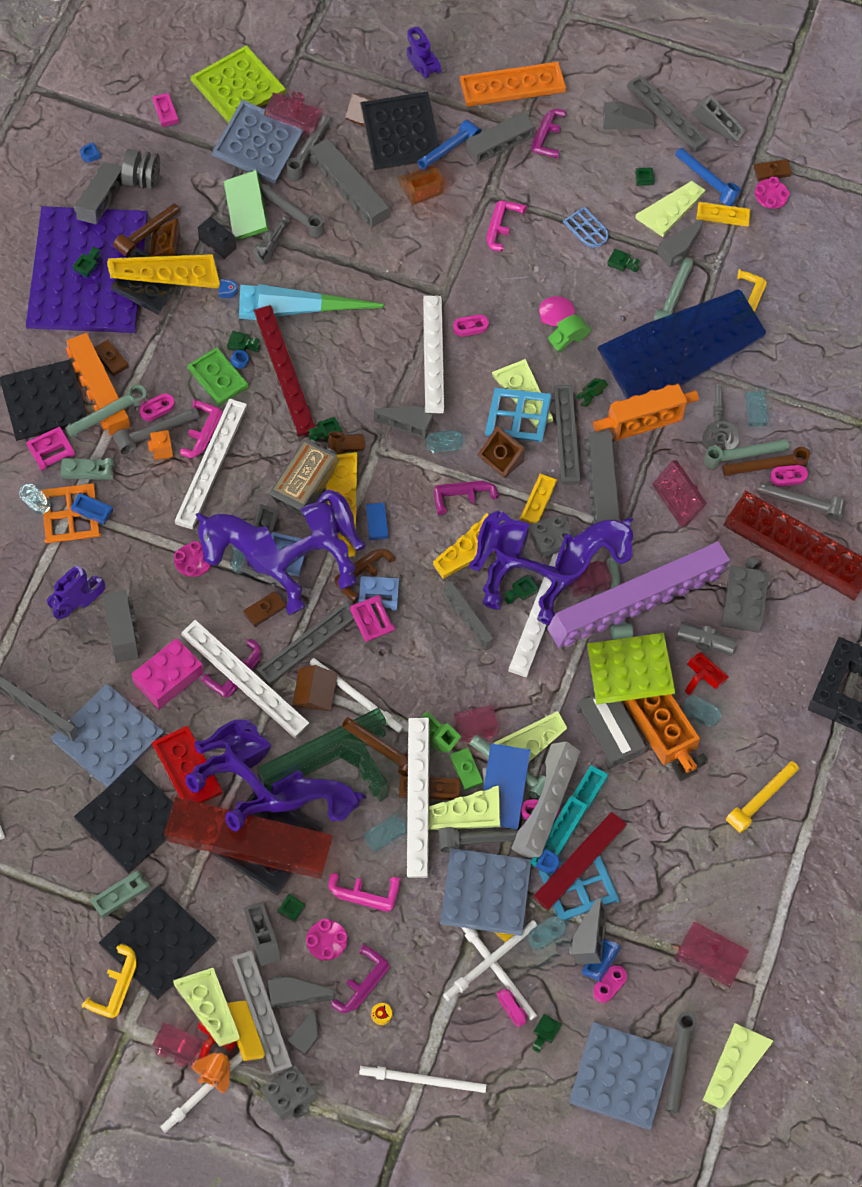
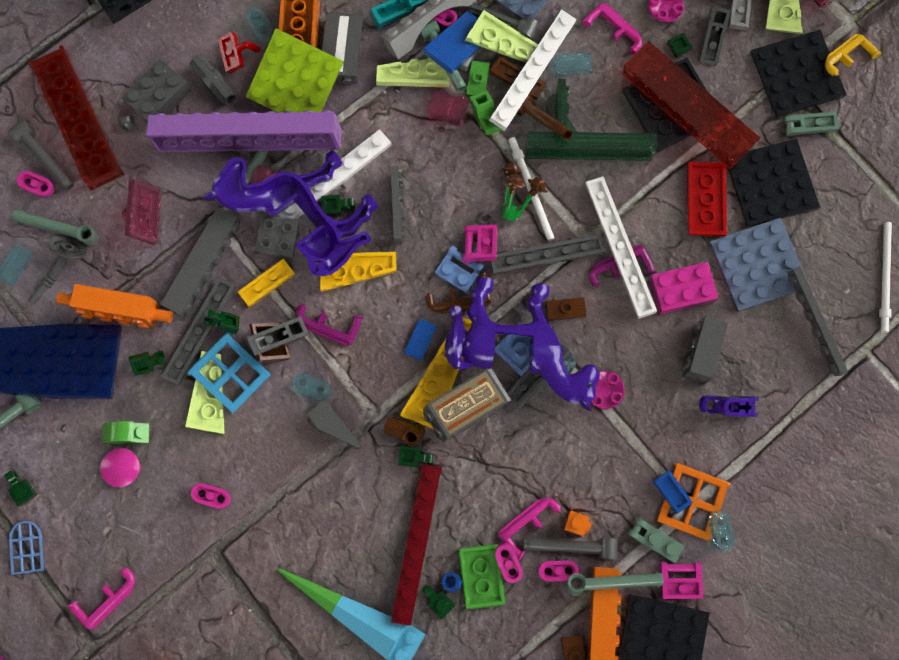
camera: 145 degrees left, 15 degrees up
(201, 391) = (508, 562): none -> dark pink plate
(210, 464) = (537, 480): white plate -> none
(245, 750) = (656, 184): dark purple animal -> none
(315, 688) = (565, 209): reddish brown slope -> none
(369, 671) = (514, 183): none -> reddish brown plant
(433, 354) = (266, 481): white plate -> none
(495, 454) = (277, 336): none -> dark grey slope
(548, 449) = (224, 320): none -> dark green plate
(768, 463) = (43, 204): reddish brown piece -> none

